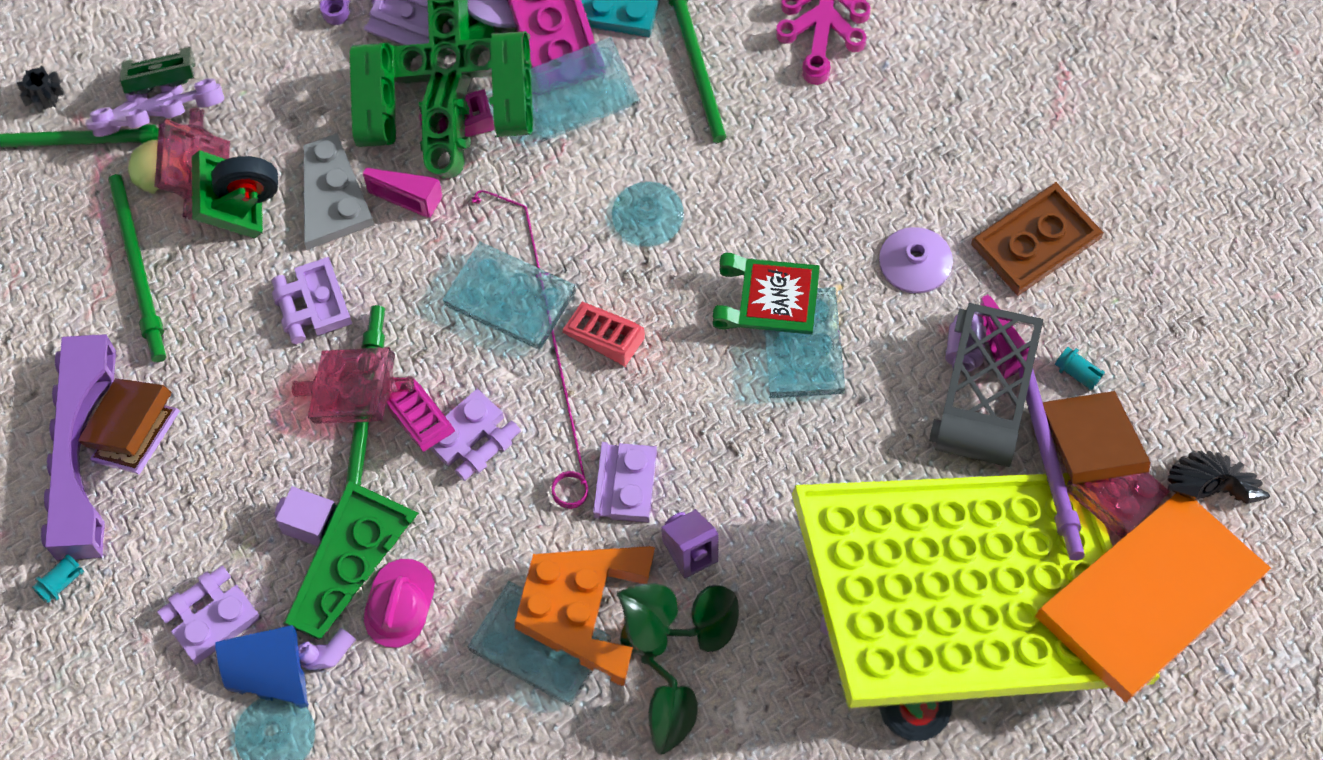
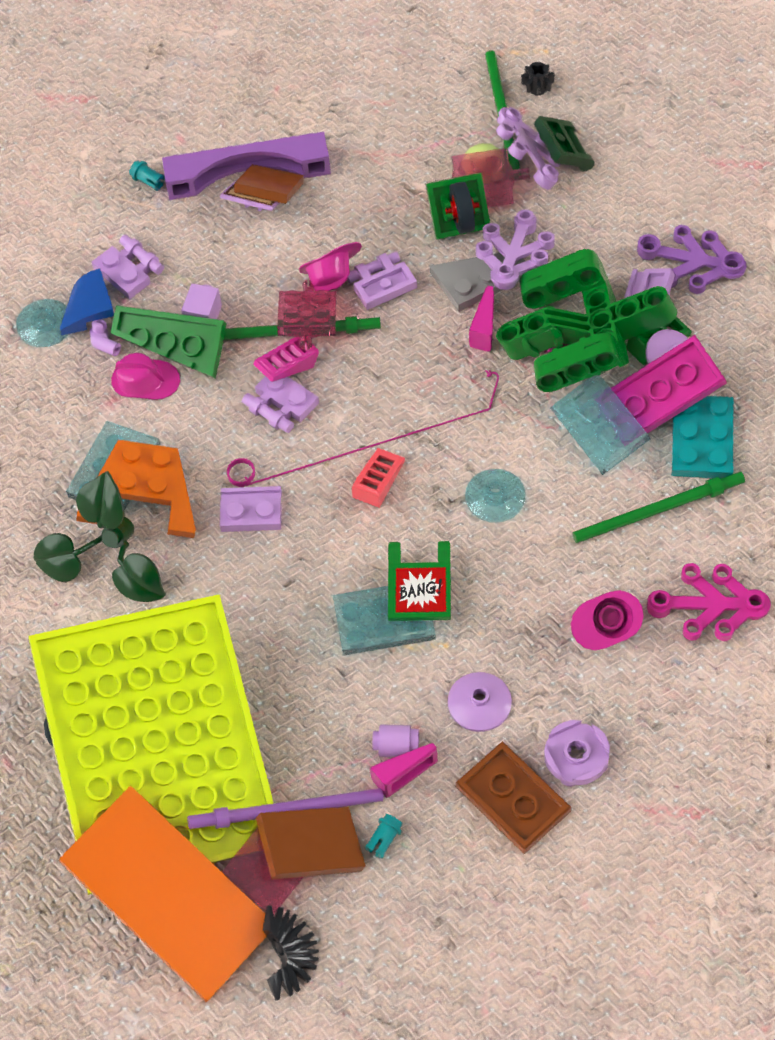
camera: 85 degrees right, 5 degrees down
(150, 324) = (349, 186): green bar -> none
(265, 135) = (507, 274): none -> lavender plant
(291, 351) = (332, 268): none -> dark pink piece
(509, 295) = (400, 405): clear light blue plate -> none
(690, 542) = (195, 551): medium lavender slope -> none
(840, 110) = (606, 620): none -> dark pink piece
(979, 434) = (311, 749): dark grey piece -> none
(987, 186) = (572, 770): none -> lavender plate

